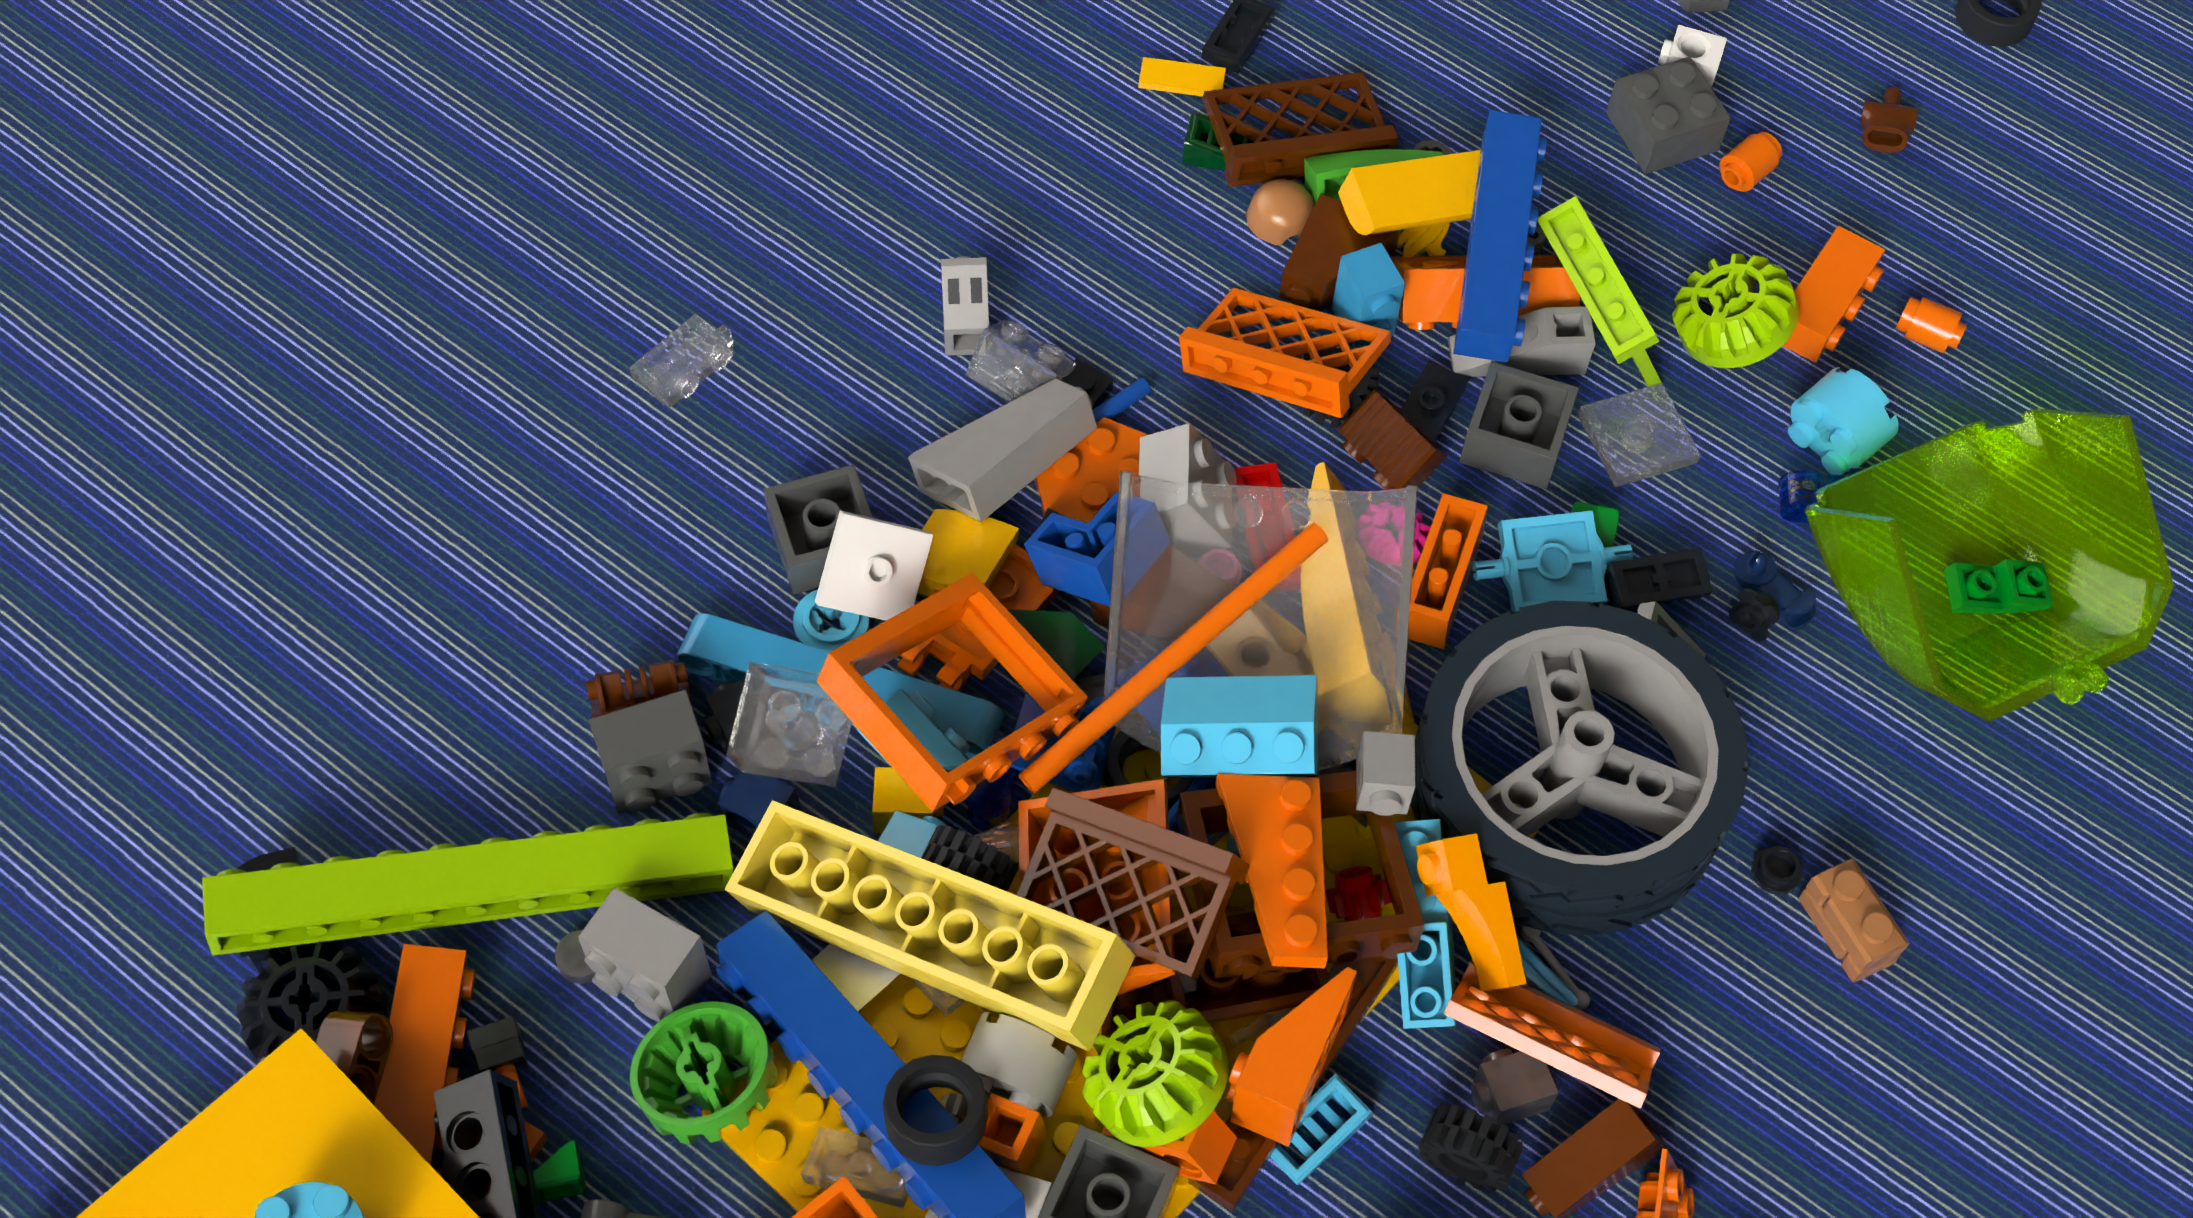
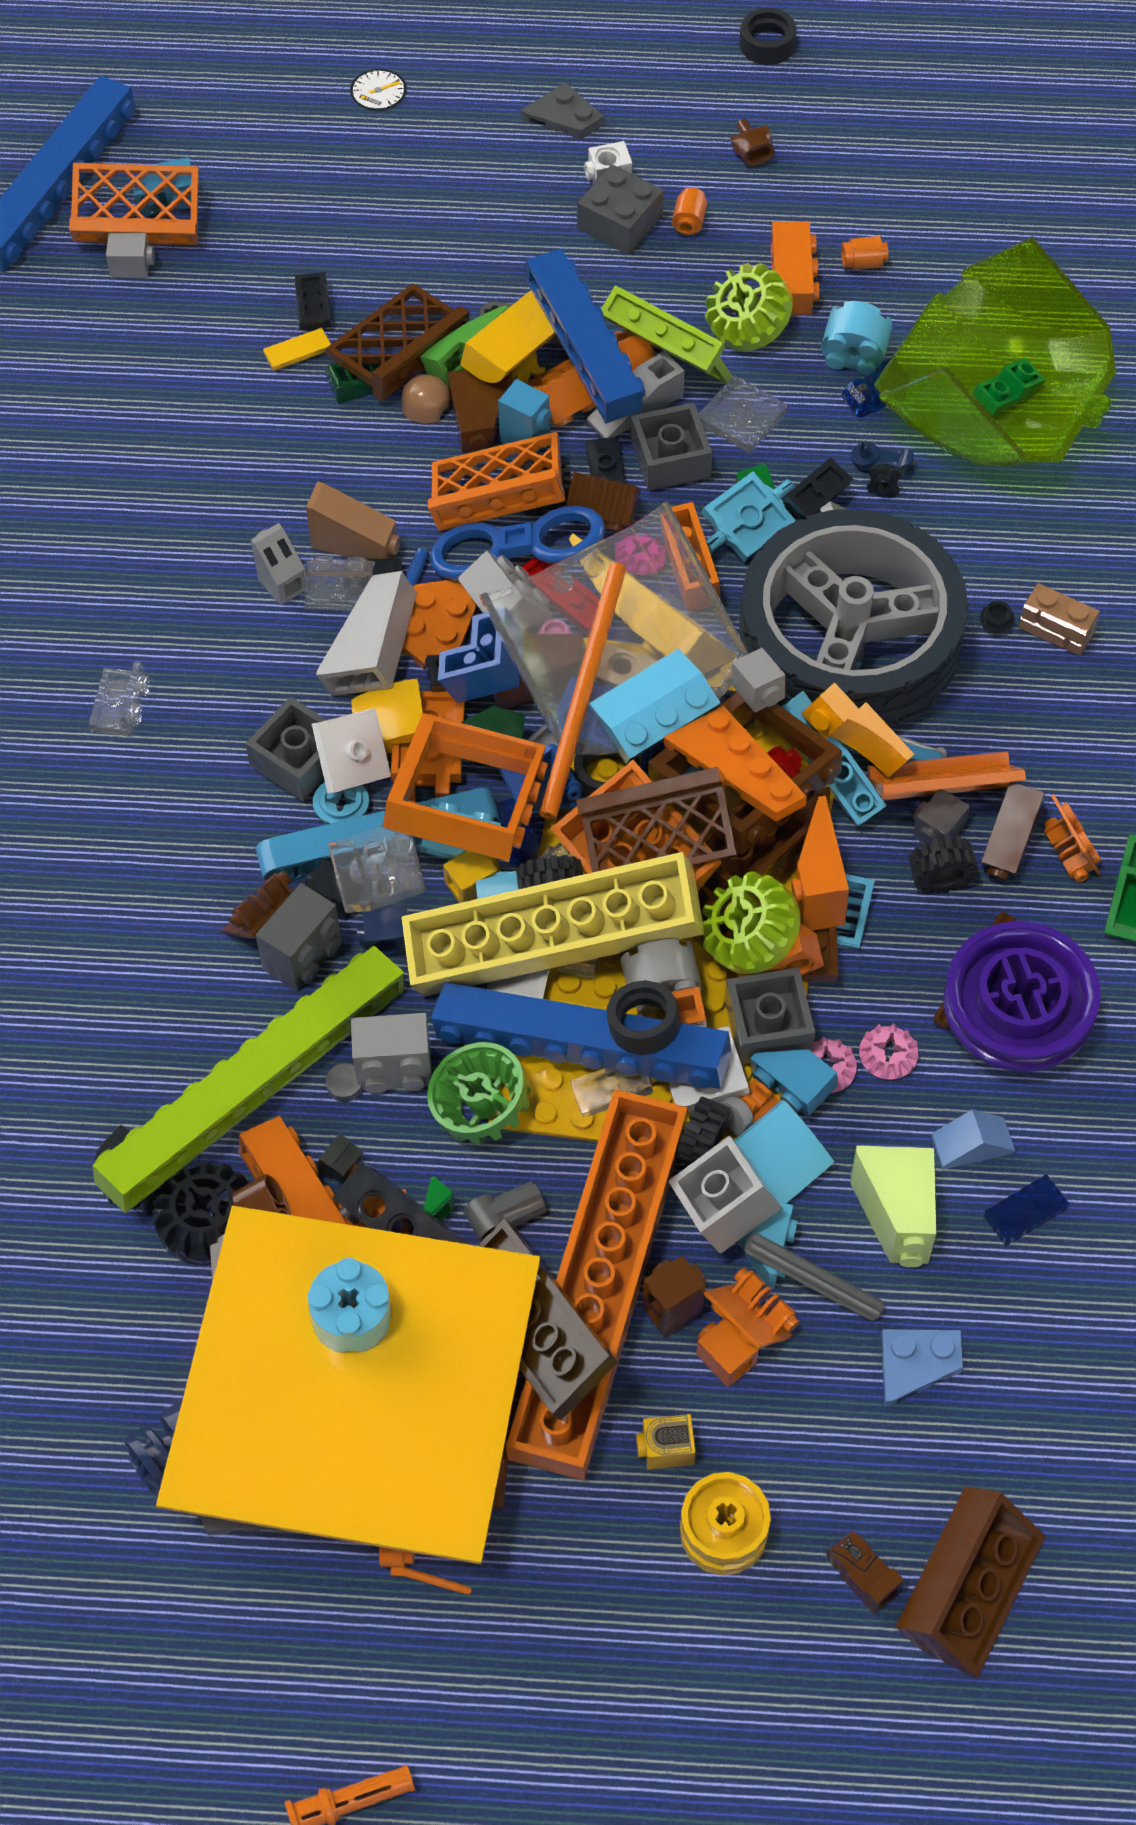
camera: 30 degrees left, 0 degrees up
(1077, 307) = (348, 526): none -> medium nougat slope
(1259, 433) = (518, 539): none -> blue bar

